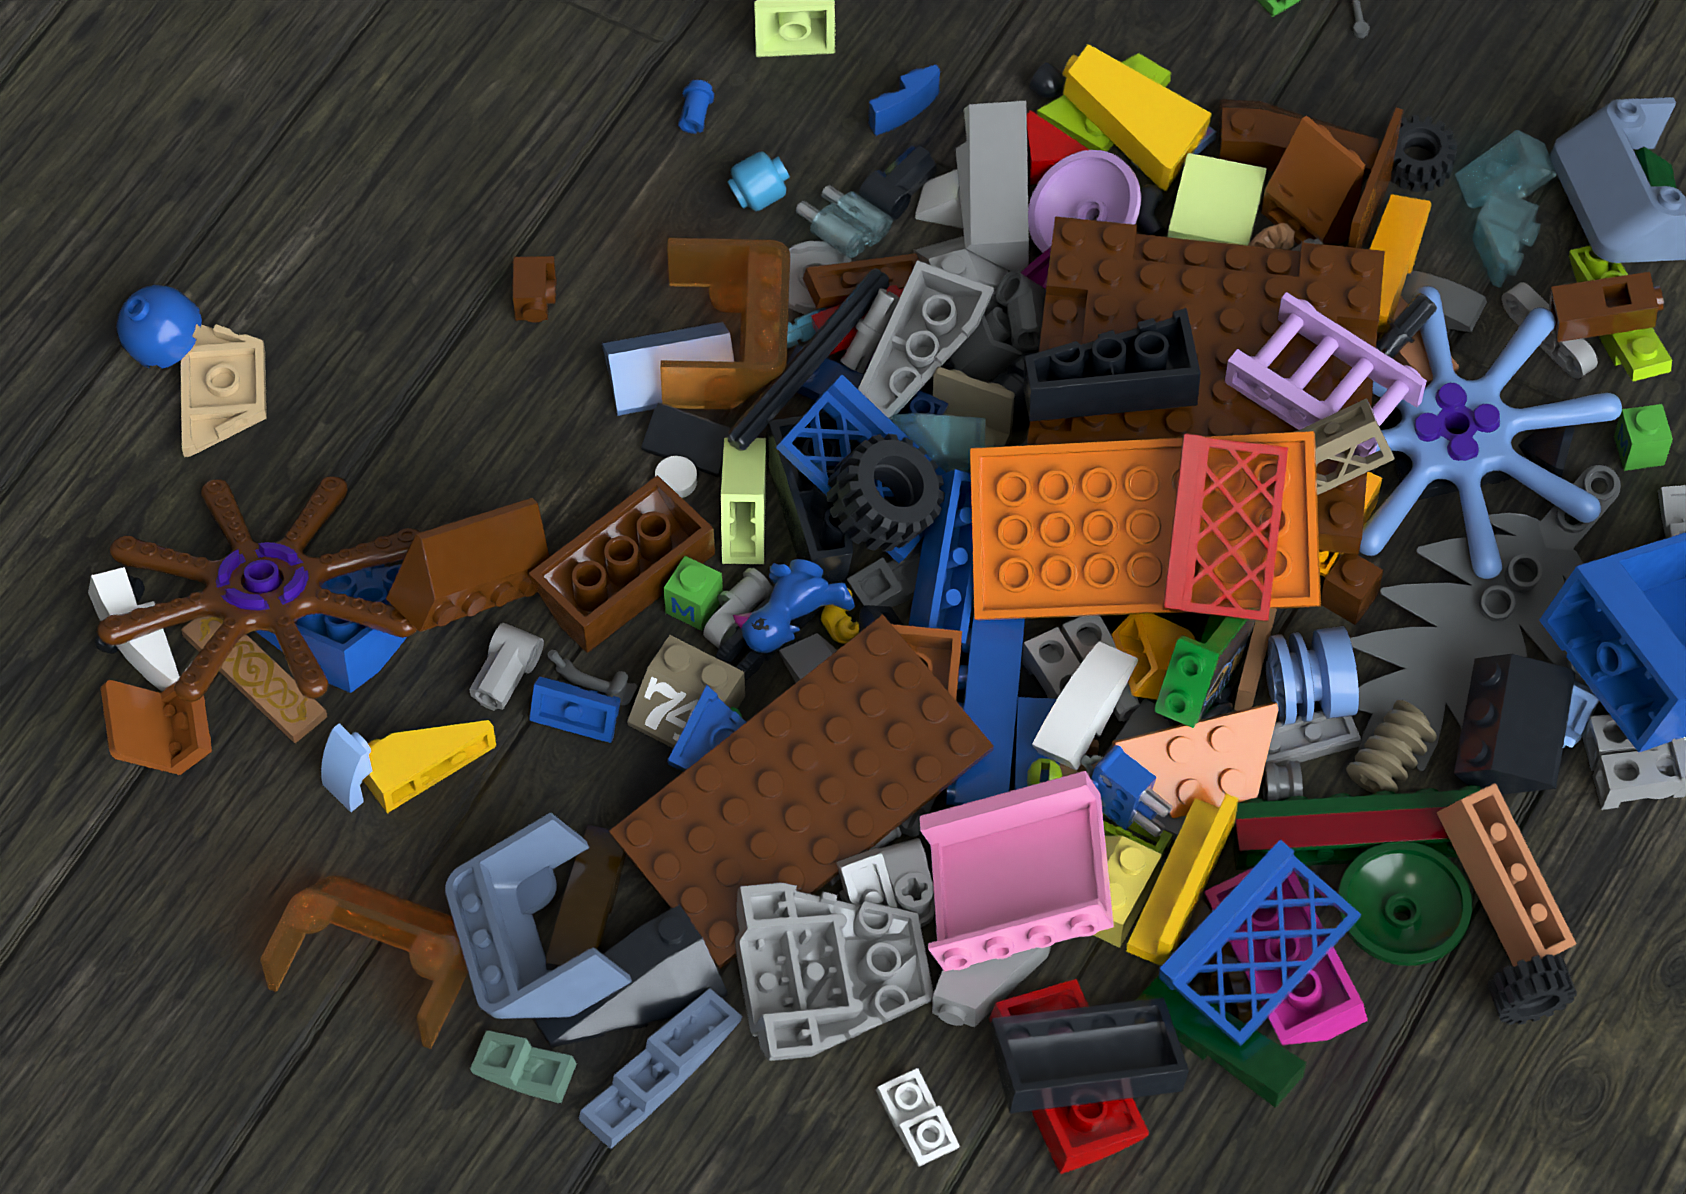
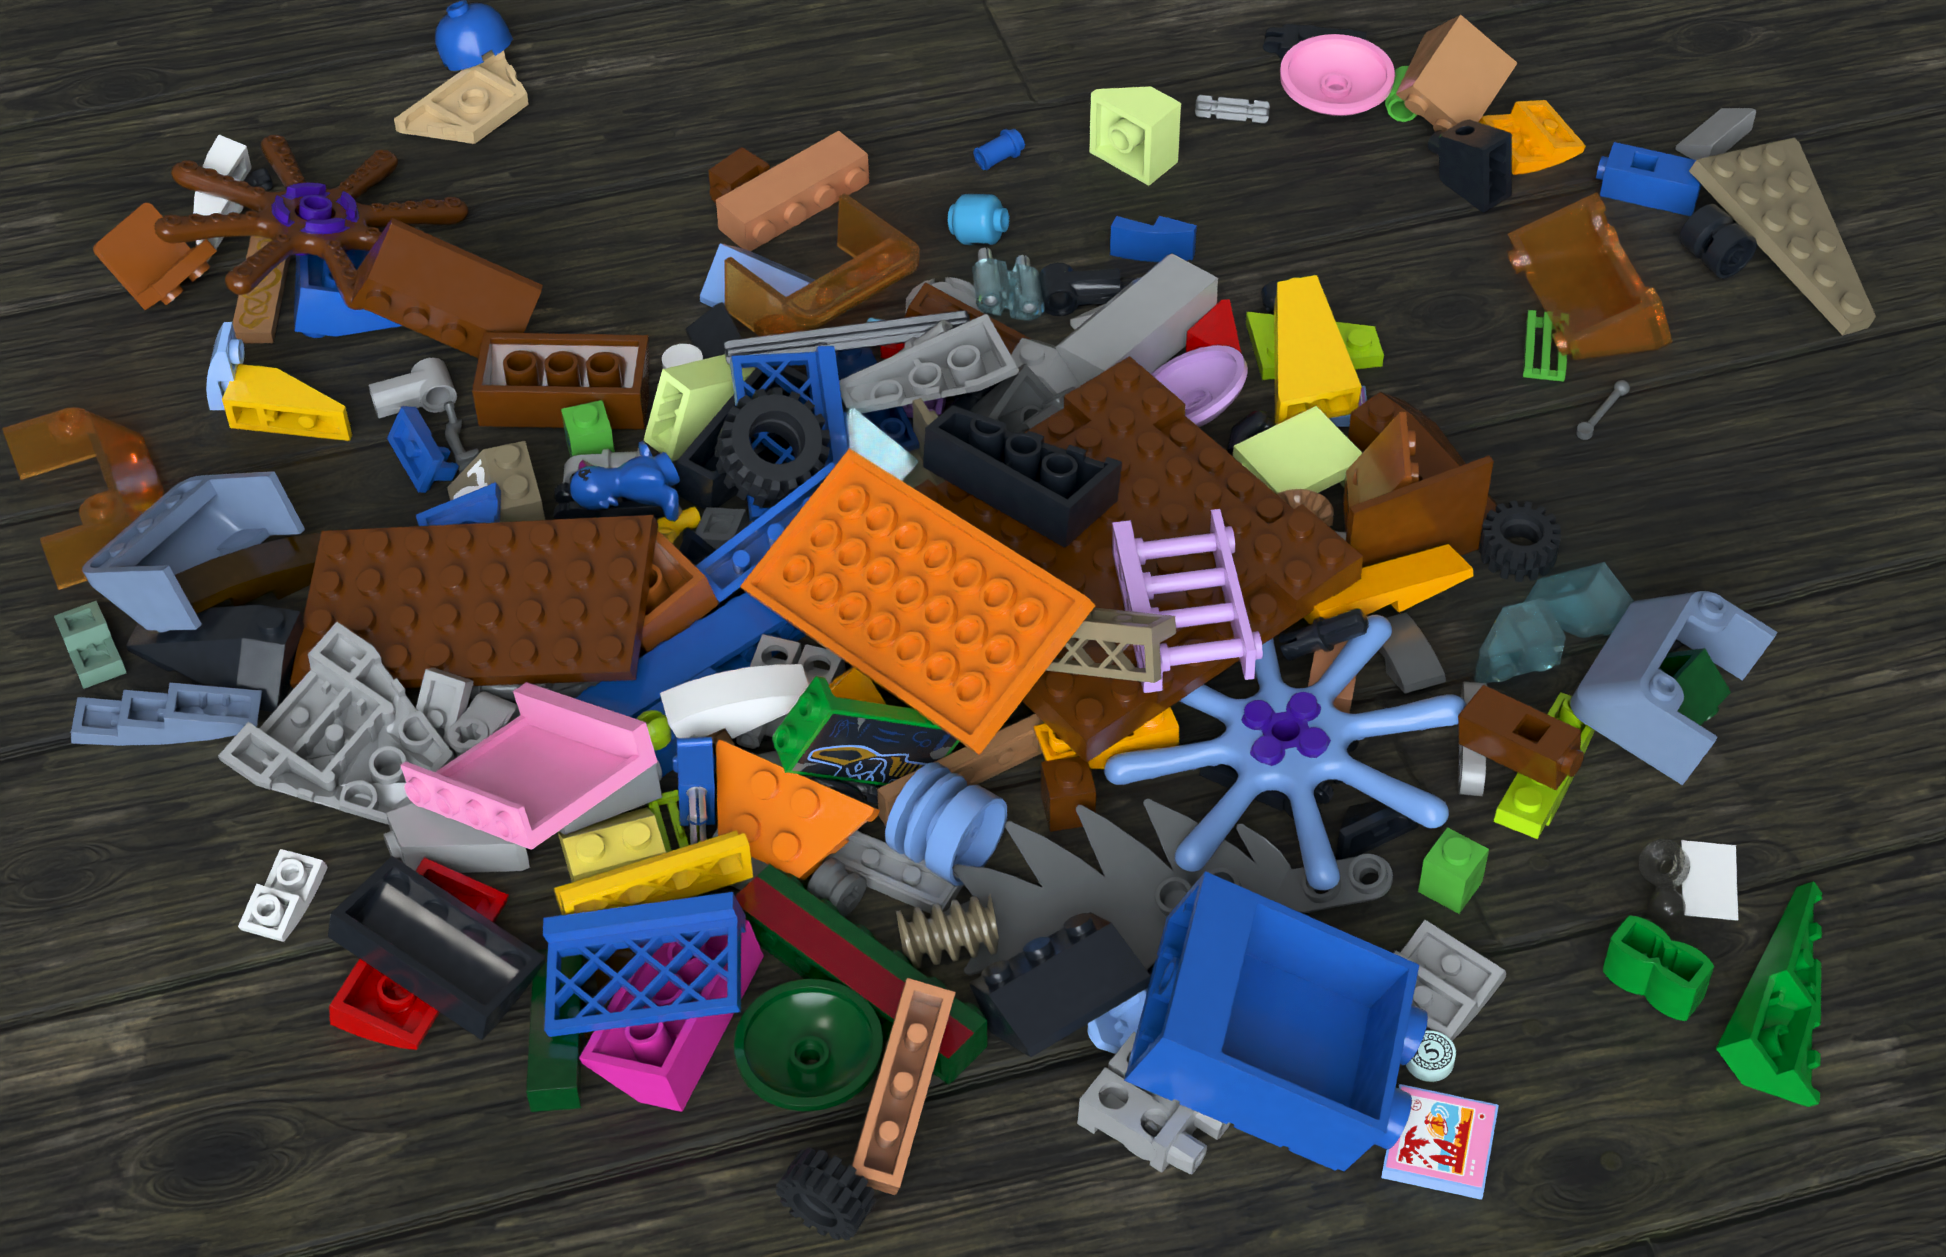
camera: 45 degrees right, 10 degrees down
(587, 265) = (792, 191): none -> nougat brick
(1187, 524) = (920, 609): fence -> none

